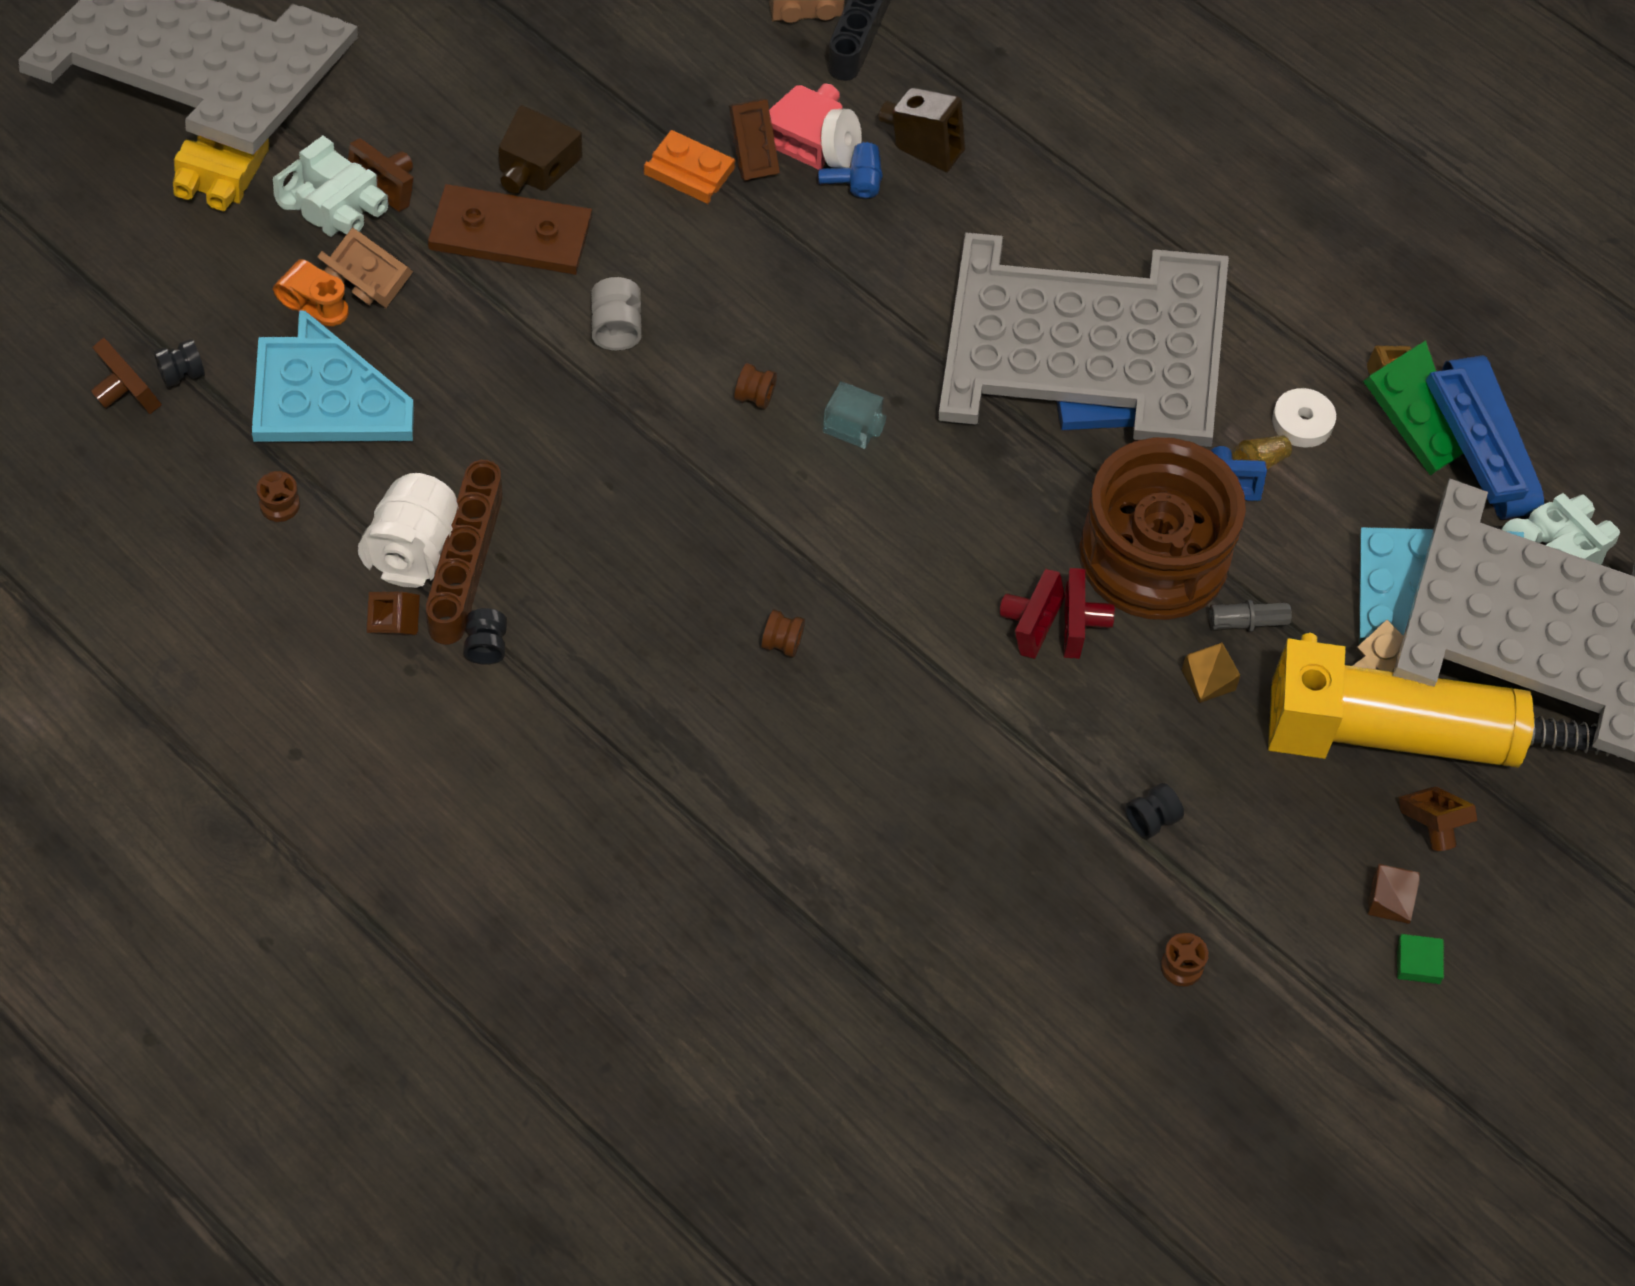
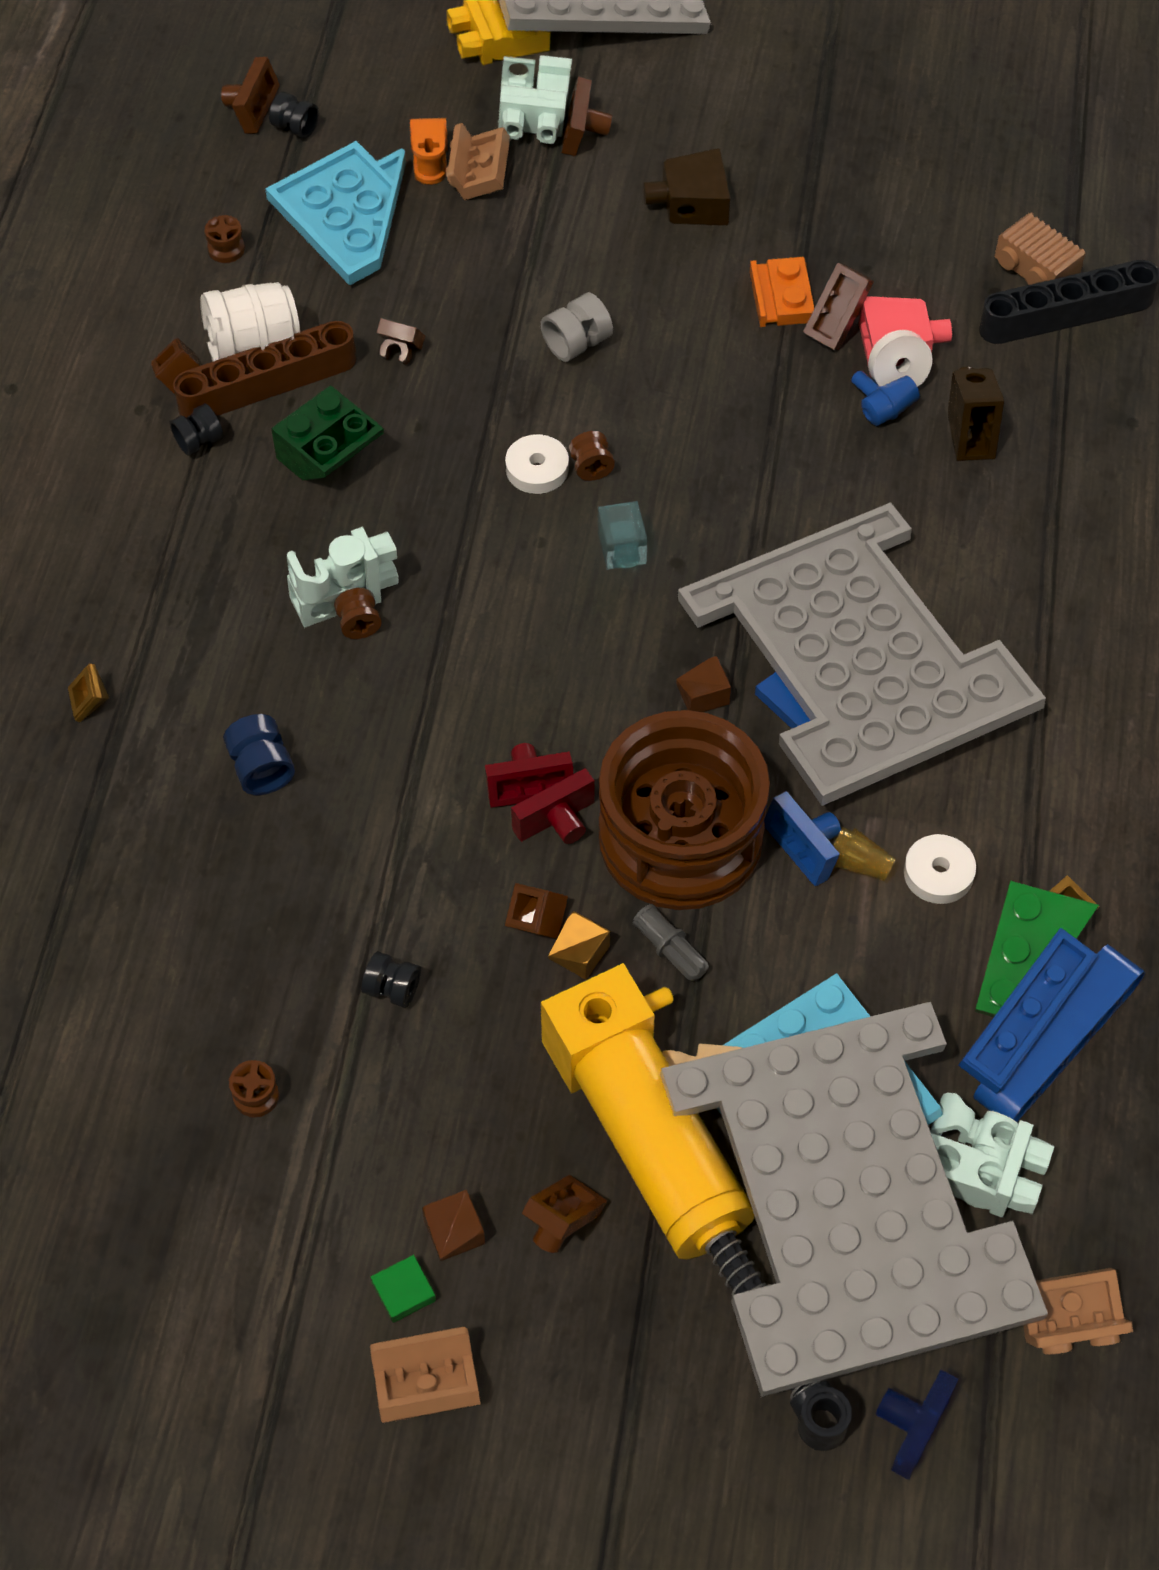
camera: 60 degrees right, 0 degrees up
(510, 229) = (608, 223): reddish brown plate -> none
(514, 436) = (400, 336): none -> tile
(587, 548) = (323, 435): none -> dark green slope
(704, 872) = (87, 693): none -> pearl gold slope
(724, 442) = (537, 478): none -> white piece
(748, 615) = (351, 564): none -> light aqua hips
(874, 779) = (259, 754): none -> dark blue wheel
(1036, 453) = (705, 686): none -> reddish brown slope
(1157, 683) = (536, 910): none -> reddish brown slope
(1507, 982) = (424, 1374): none -> medium nougat bracket

